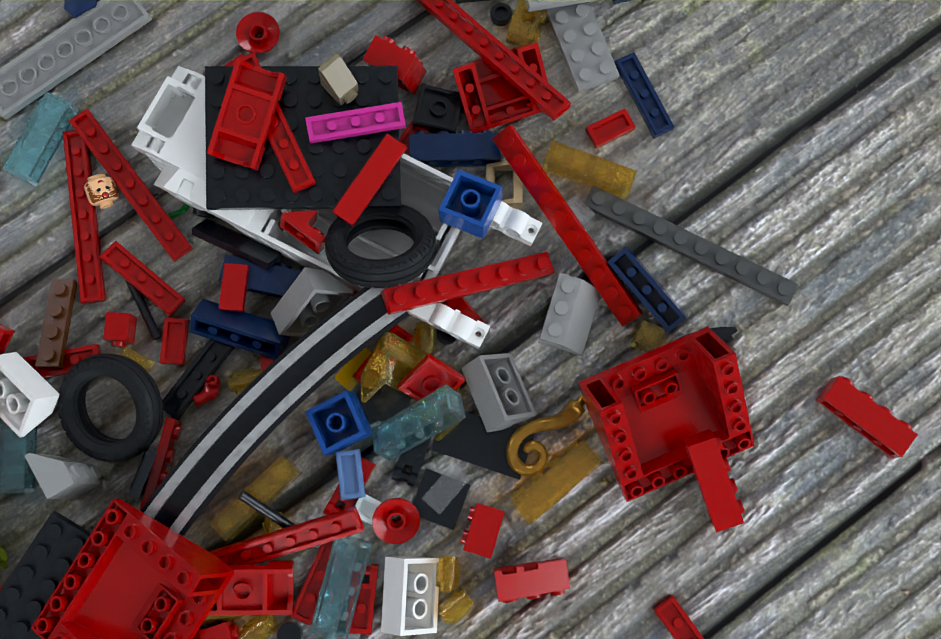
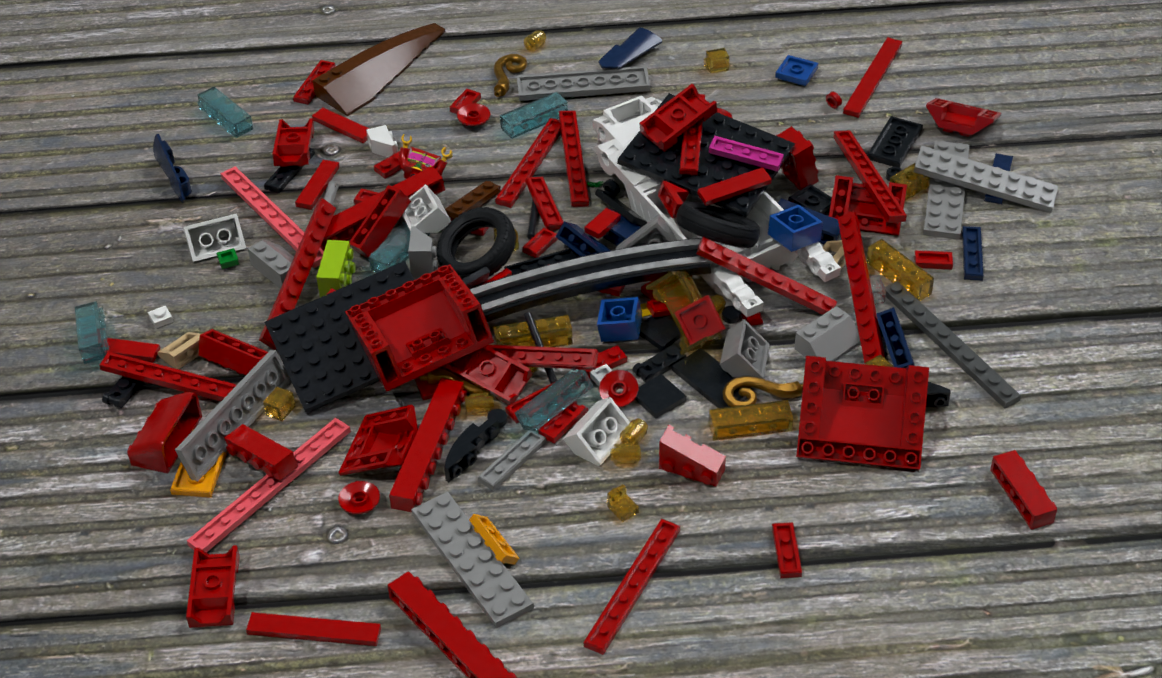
camera: 35 degrees right, 35 degrees down
(101, 191) = (552, 151): light nougat head -> none
(120, 329) = (516, 216): red brick -> none
(338, 80) = (749, 123): slope -> none
(350, 474) = (607, 348): medium blue tile -> none
(418, 422) = (674, 334): clear light blue brick -> none
(446, 488) = (667, 387): clear tile -> none
(482, 530) = (681, 416): red brick -> none
(713, 479) = (870, 459): red brick -> none

